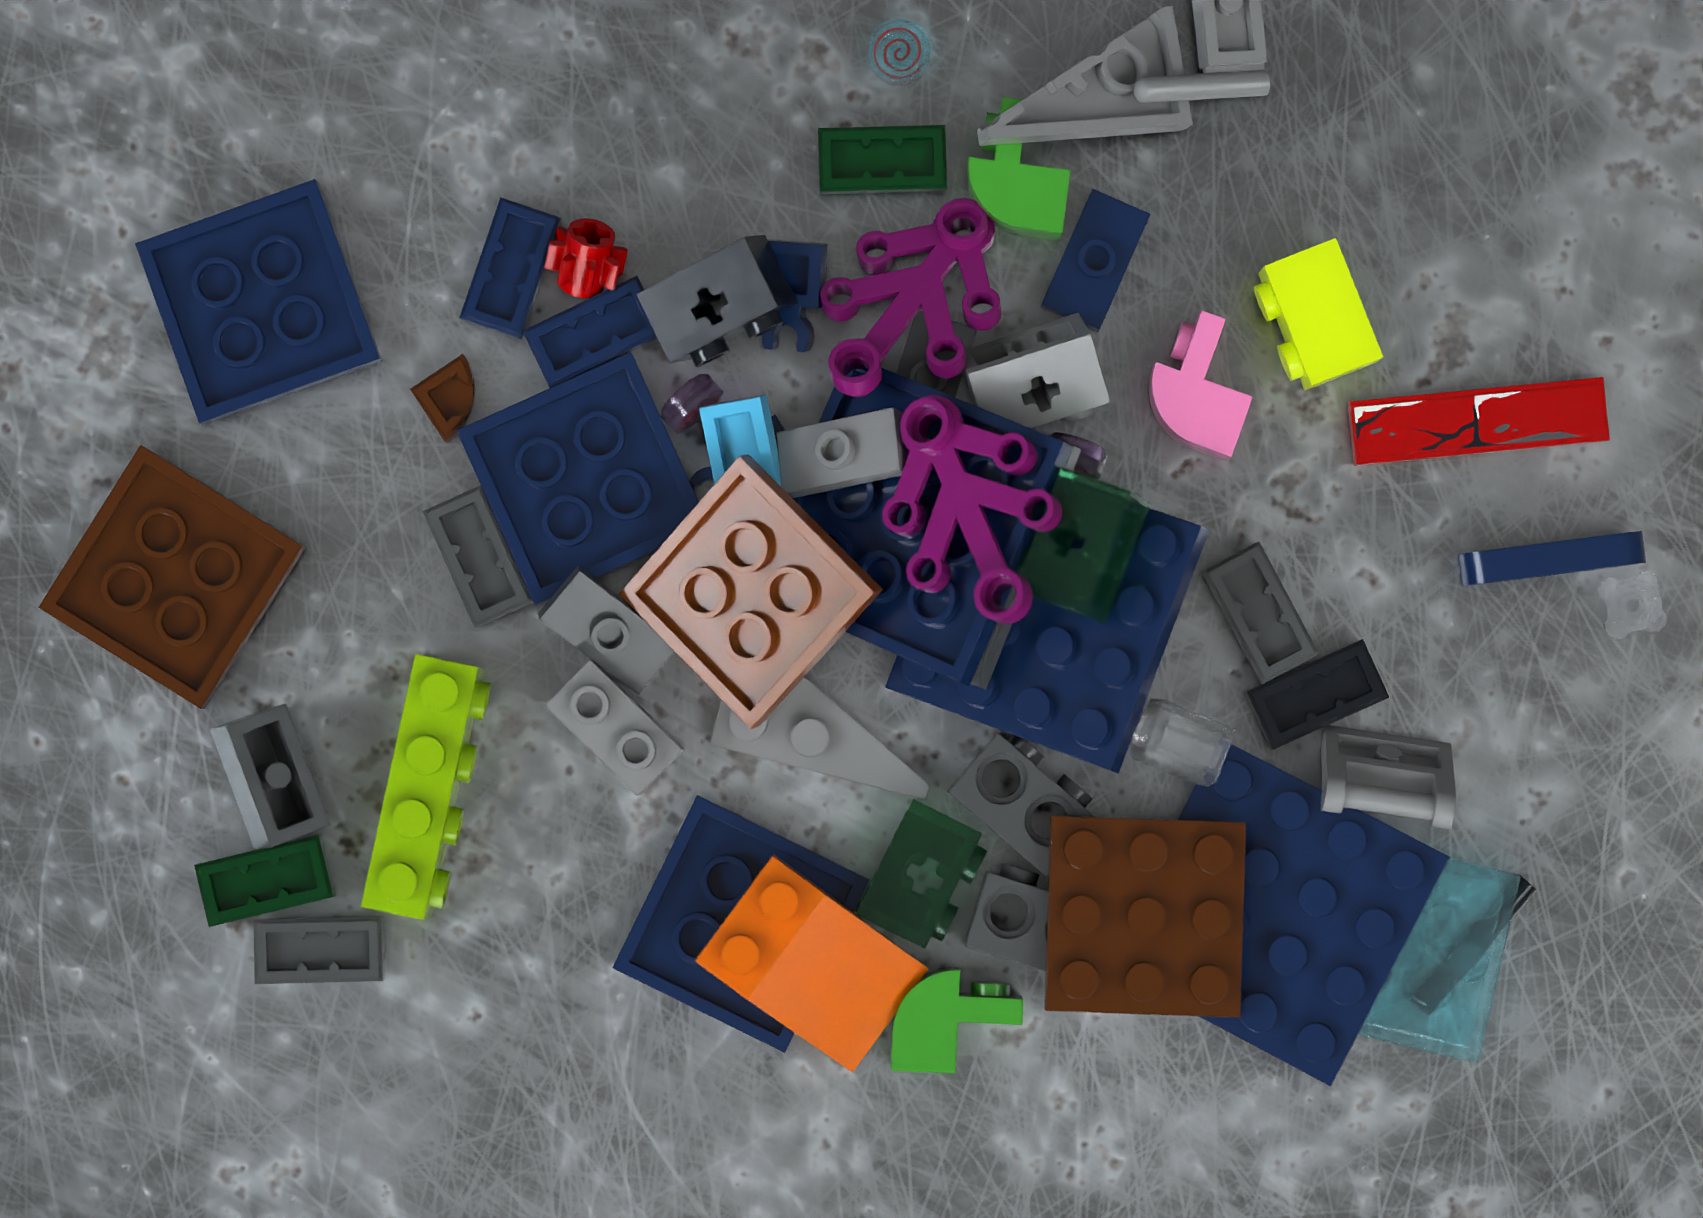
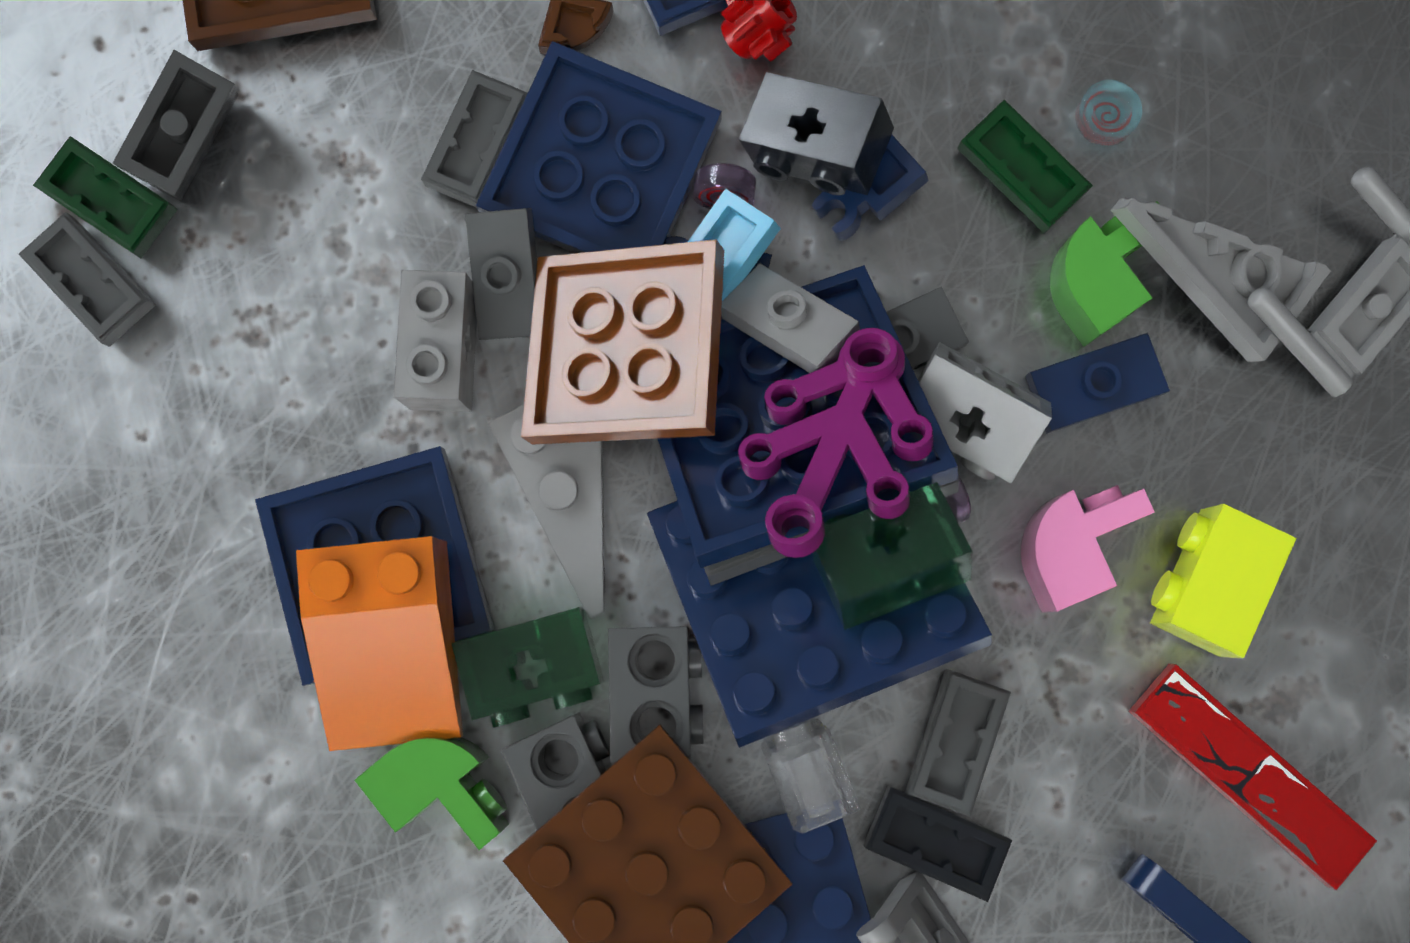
camera: 50 degrees right, 5 degrees down
(423, 788) = (267, 245): lime brick -> none
(590, 333) = (708, 73): dark blue plate -> none
(913, 290) = (1024, 266): magenta plant -> none

